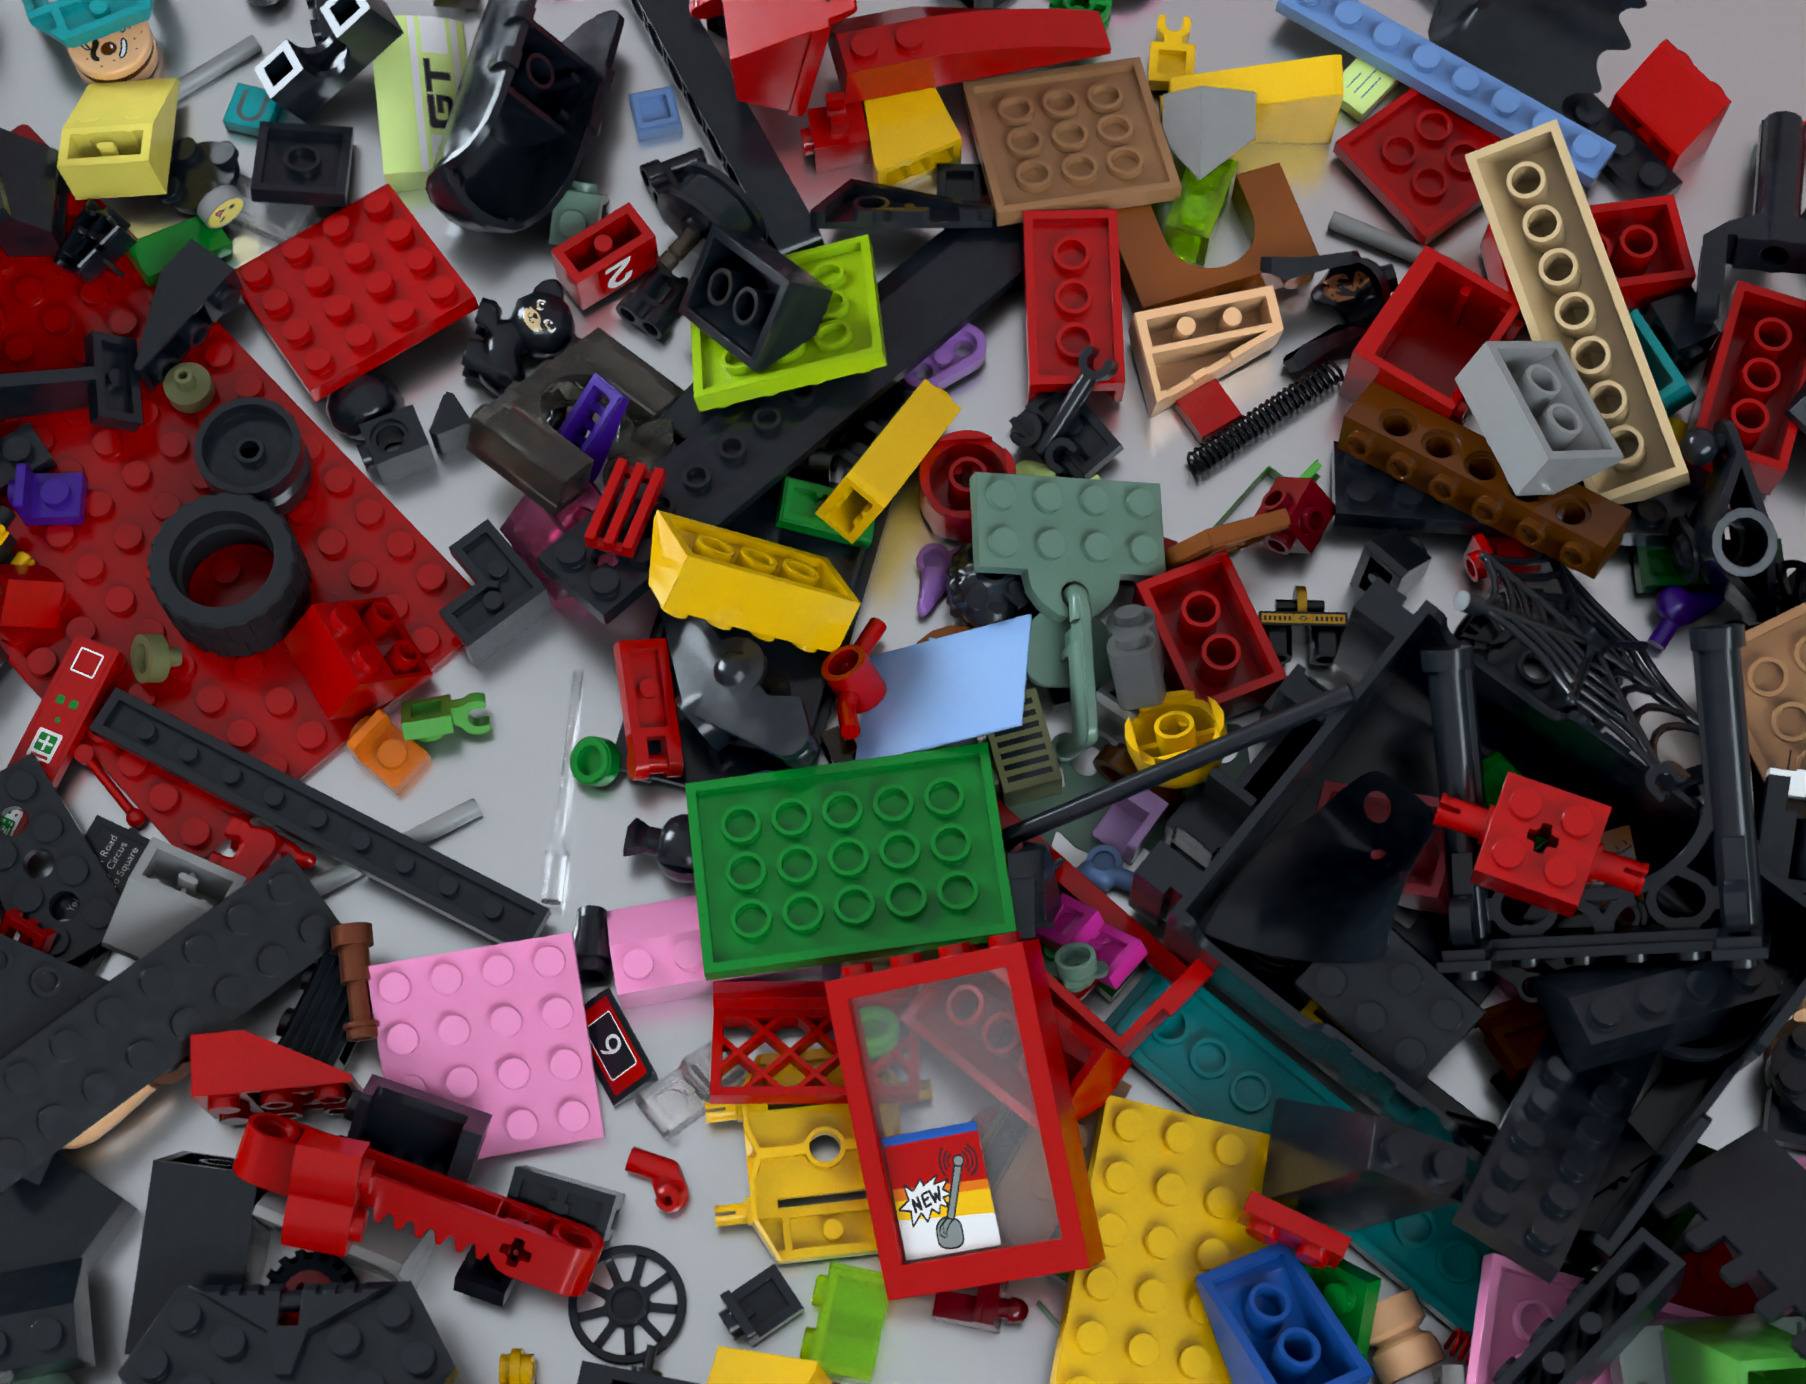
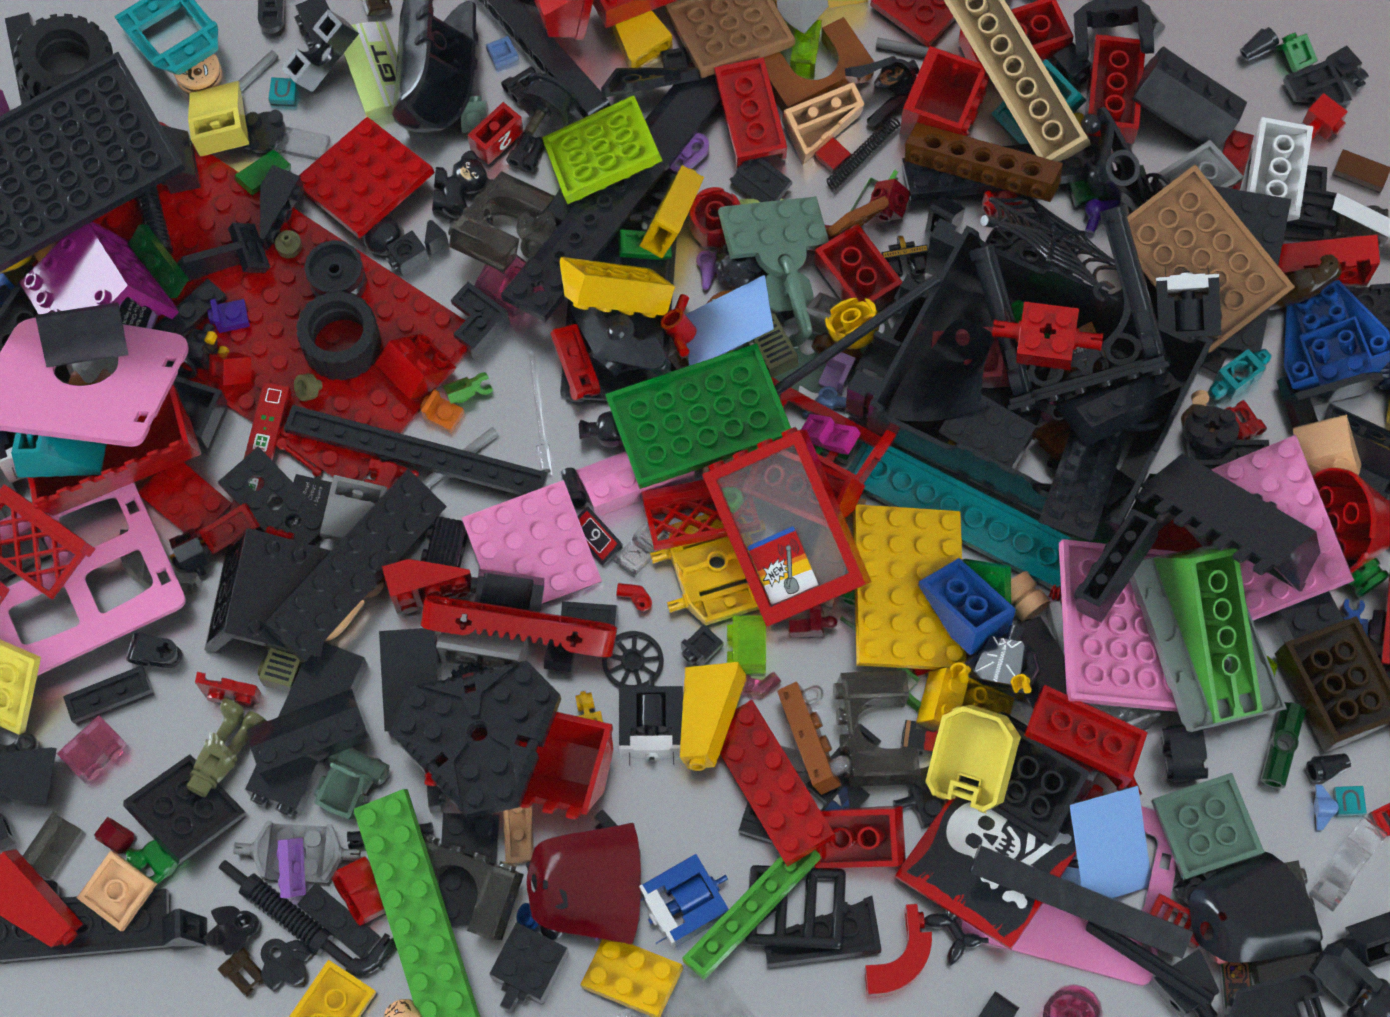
camera: 10 degrees left, 0 degrees up
(95, 243) = (218, 177): black piece -> none
(220, 206) = (281, 145): tile -> none
(302, 164) = (319, 114): black plate -> none
(327, 1193) = (475, 624): red brick -> none
(353, 945) = (451, 507): copper piece -> none
(595, 761) = (552, 395): green tile -> none
(601, 433) = (520, 217): dark purple slope -> none
(636, 476) = (544, 242): red tile -> none
(752, 298) = (582, 139): black slope -> none
(836, 134) = (603, 45): red brick -> none
(1034, 887) = (796, 409): black piece -> none
(1048, 438) = (752, 184): black bar -> none
(1077, 966) = (827, 445): sand green plate -> none
(1135, 657) = (823, 286): dark grey brick -> none
(1273, 1222) = (952, 548): red plate -> none
(1357, 1166) = (987, 511): black slope -> none
(1536, 415) = (1004, 123): light grey slope -> none

